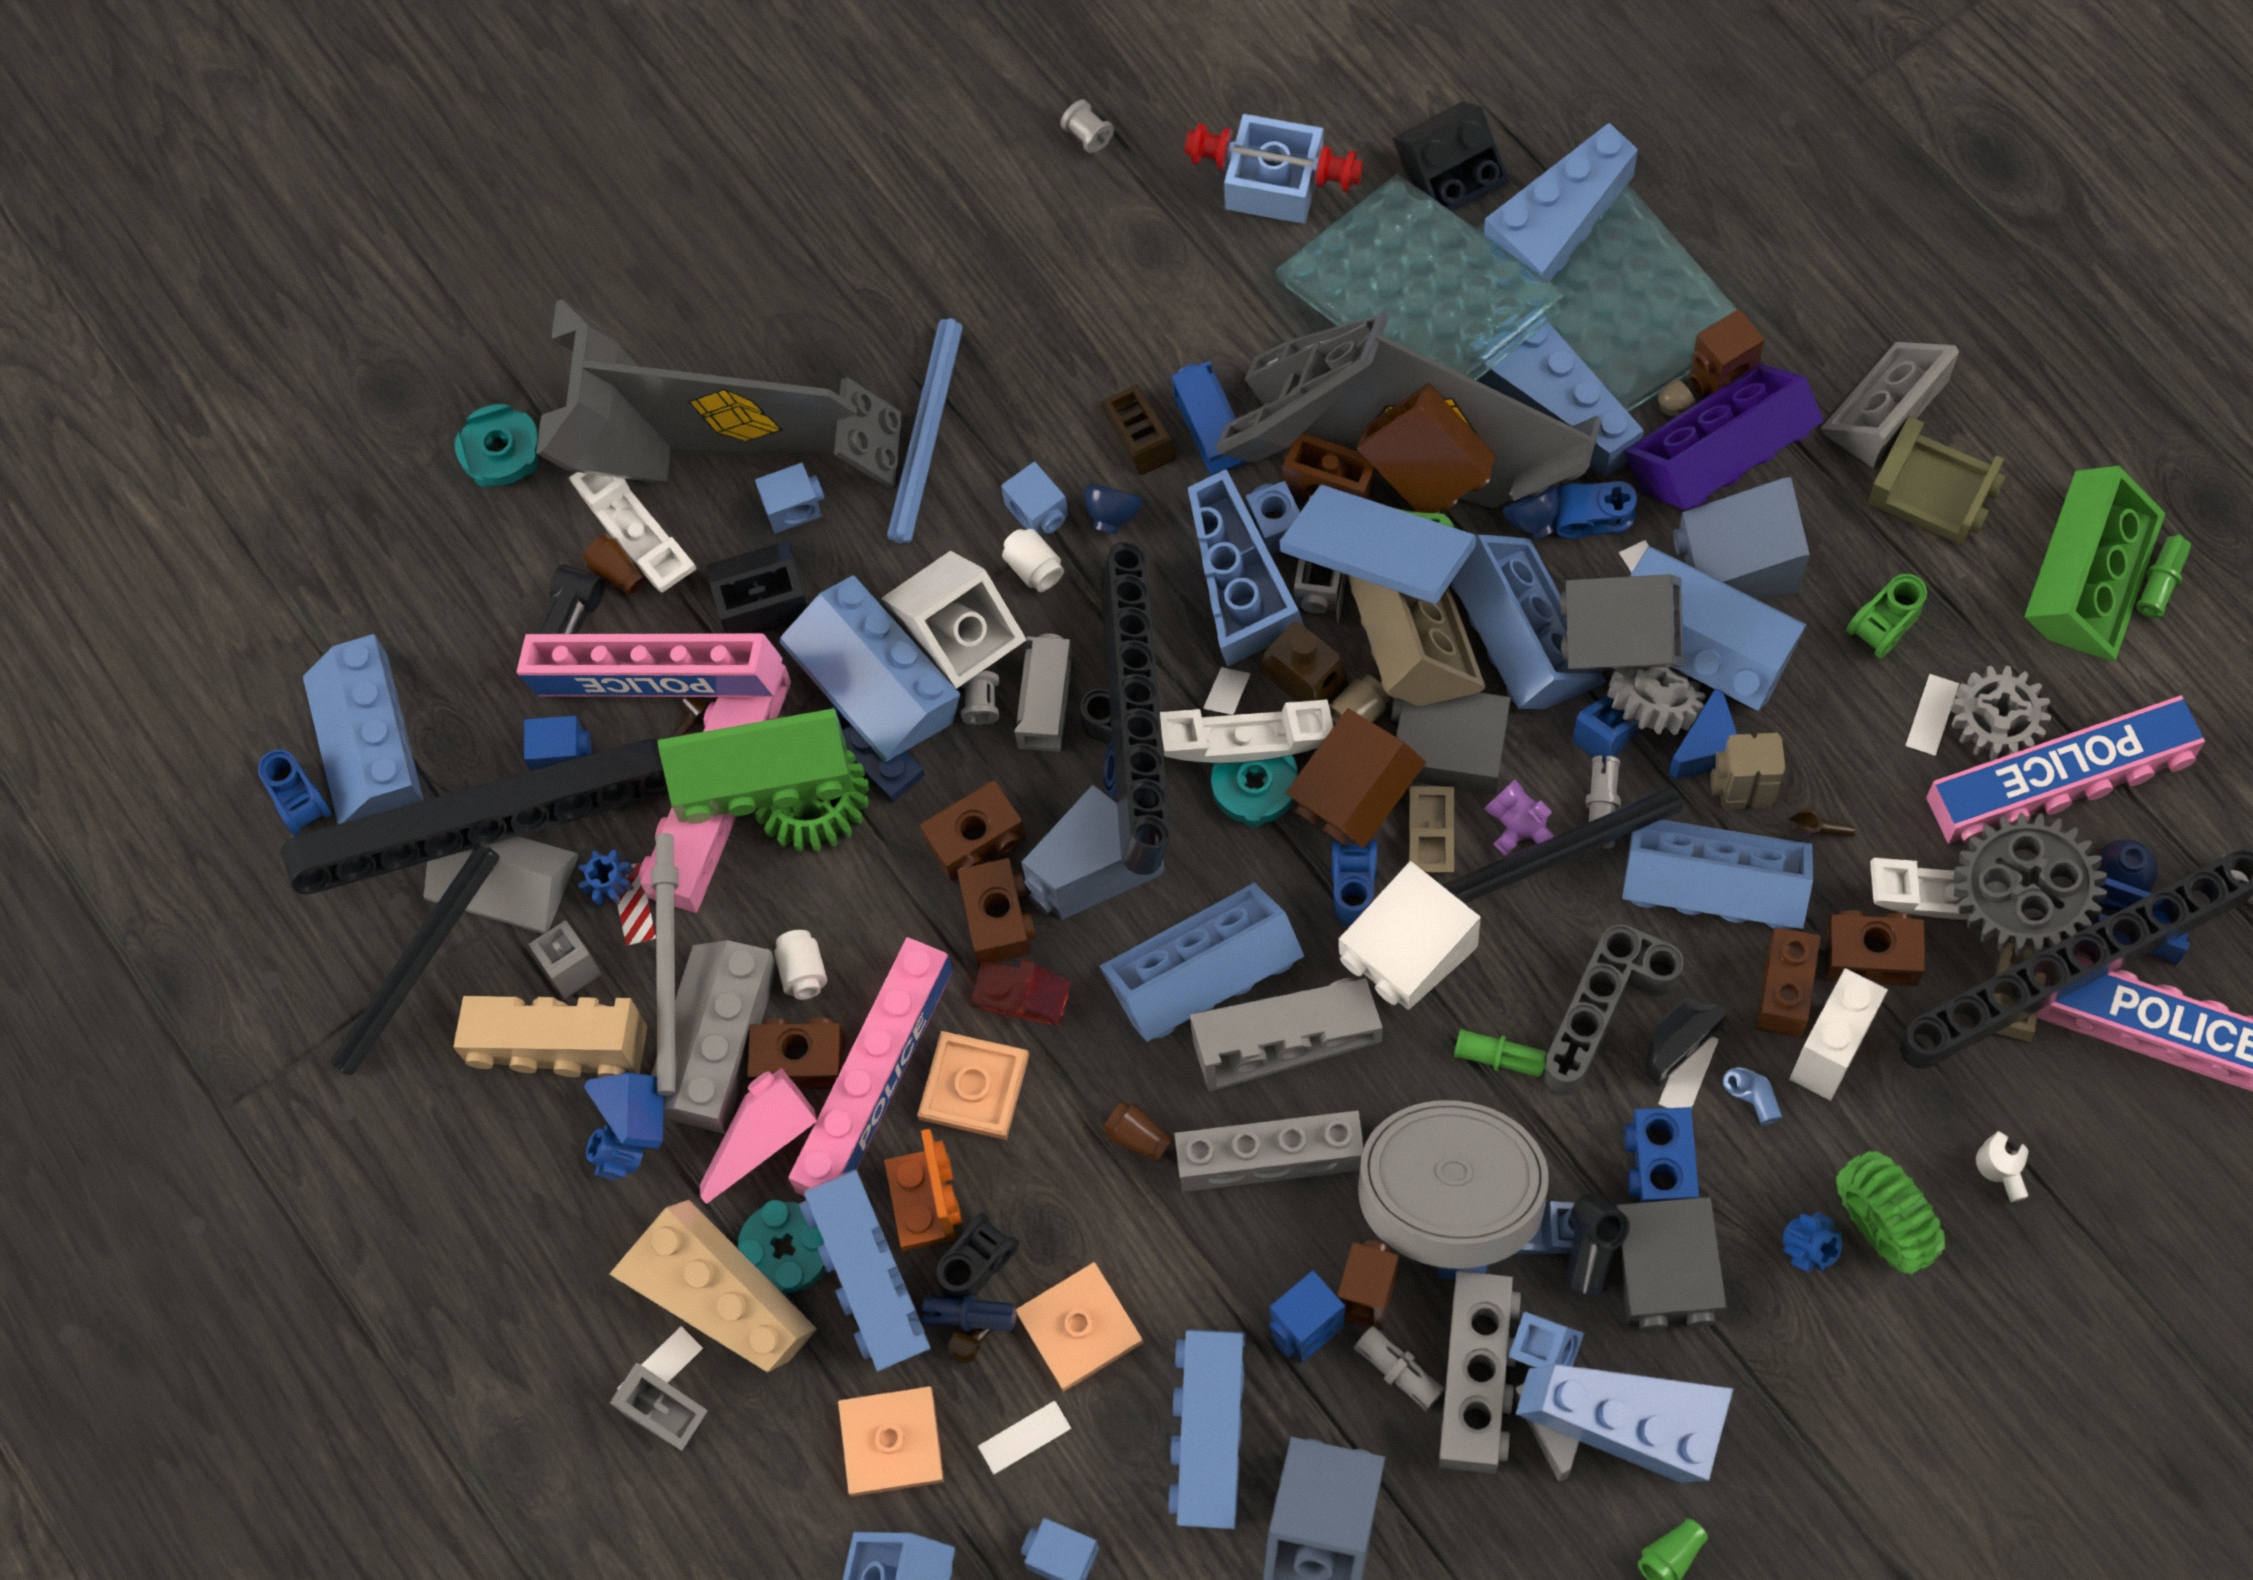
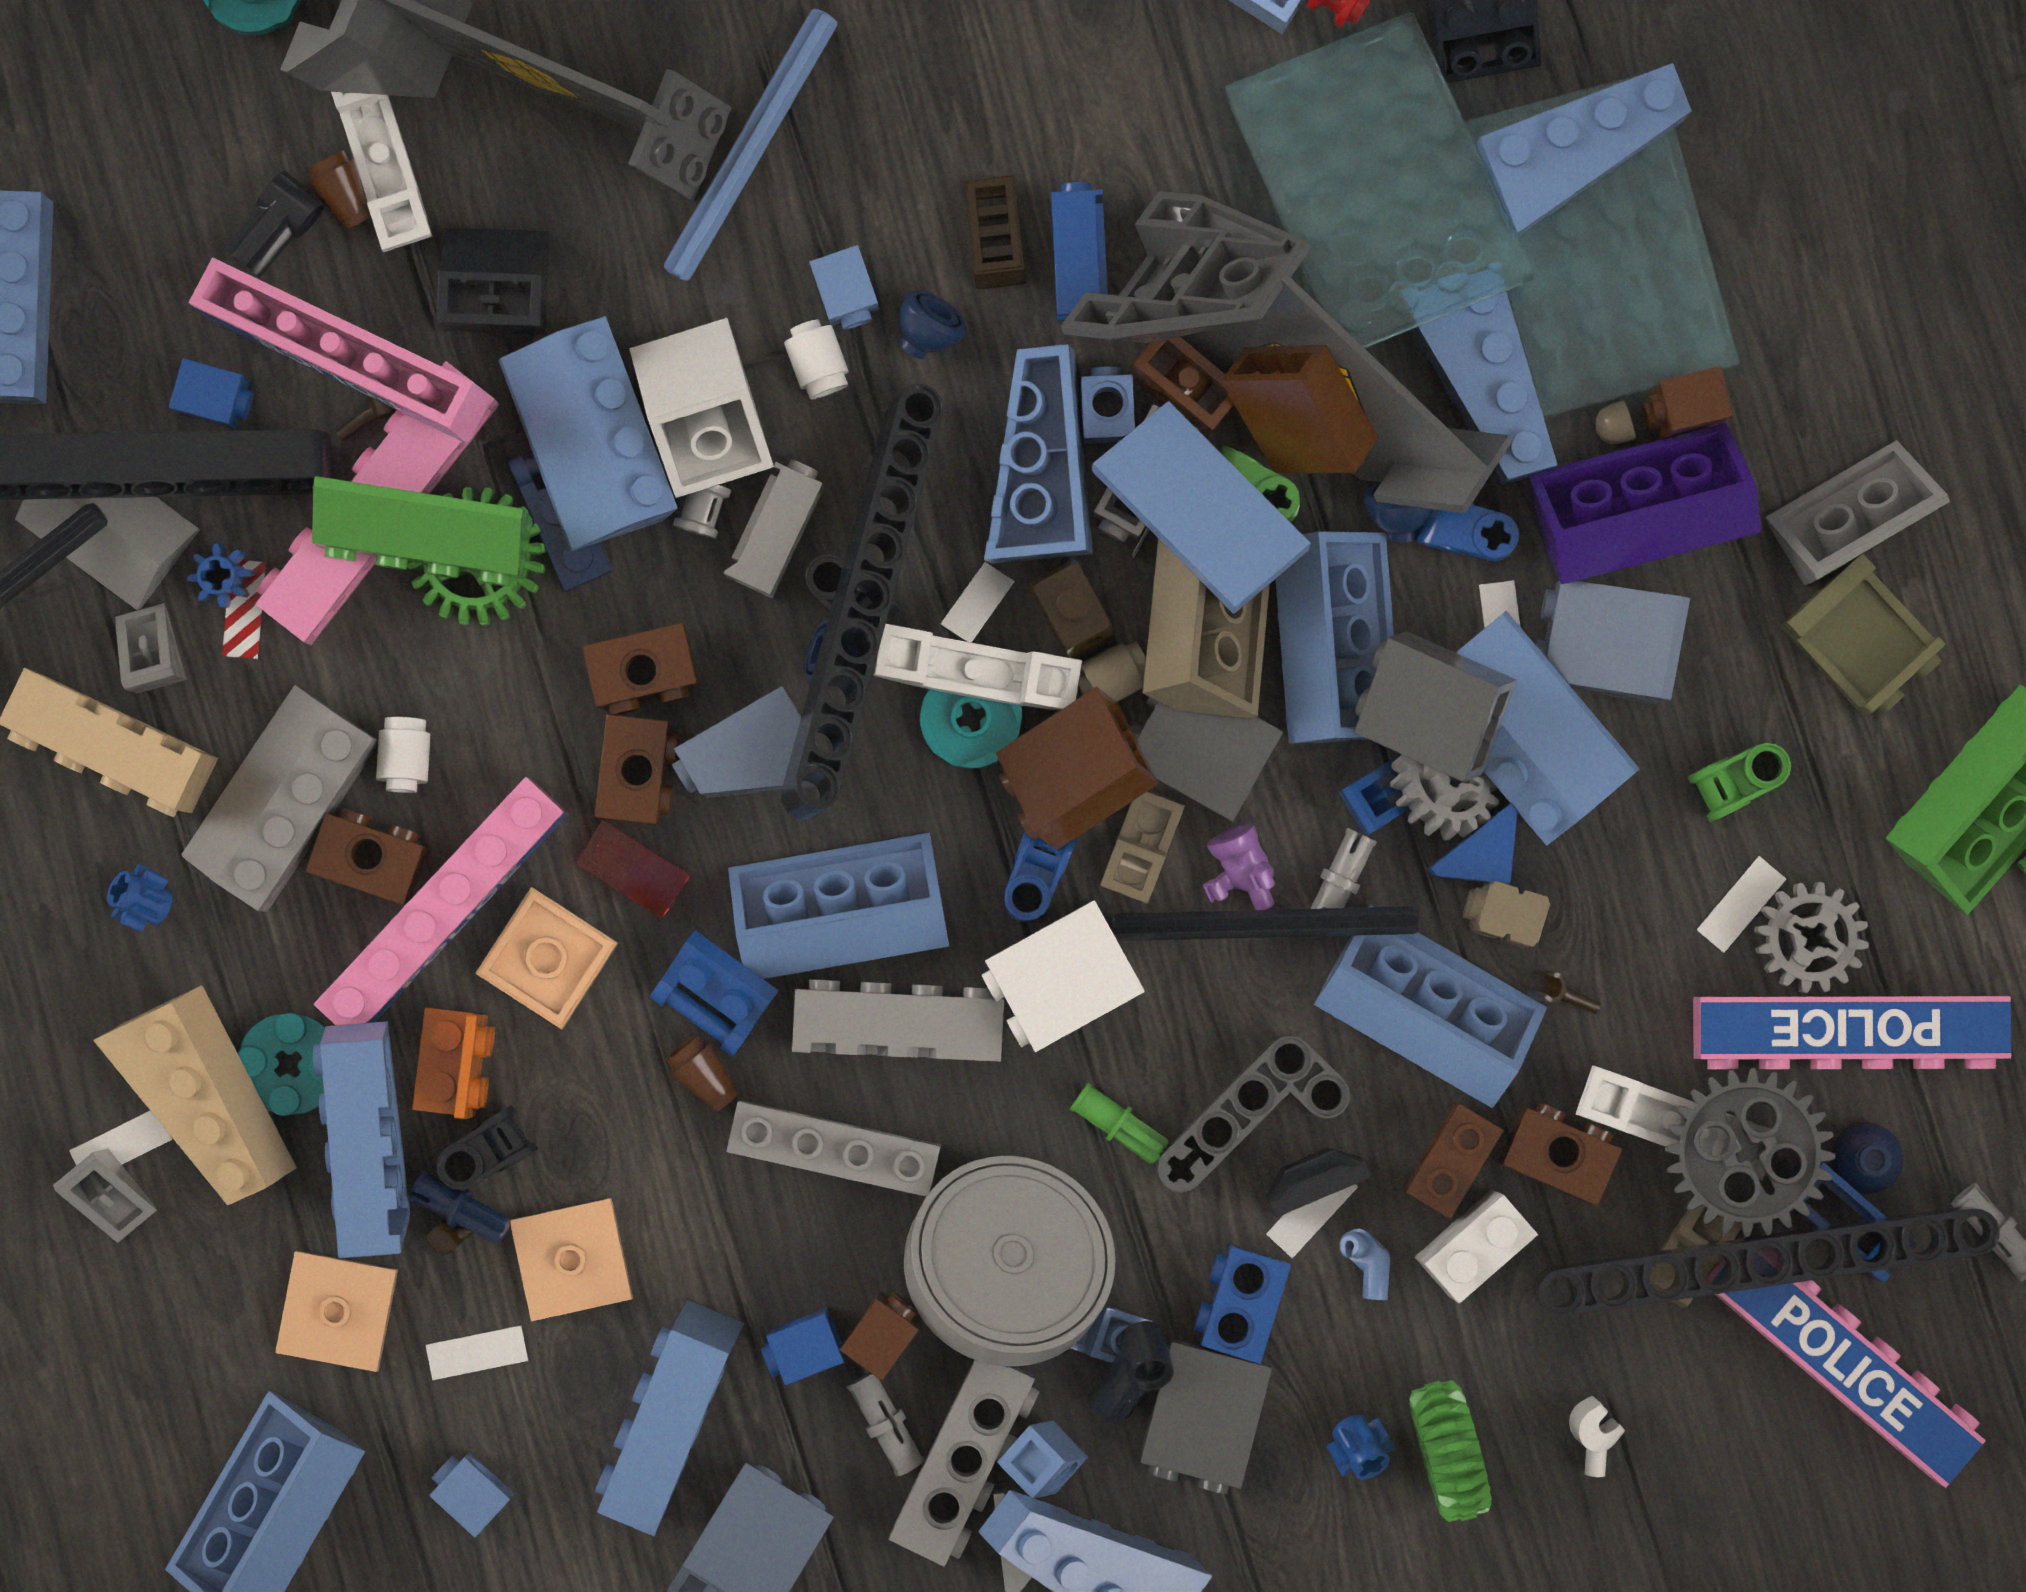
camera: 10 degrees right, 20 degrees up
(630, 1107) = (169, 860): blue slope -> none
(665, 880) = (282, 616): light grey bar -> none
(763, 1124) = (304, 933): bright pink slope -> none
(790, 497) = (567, 178): medium blue brick -> none
(1128, 1049) = (719, 982): none -> blue plate

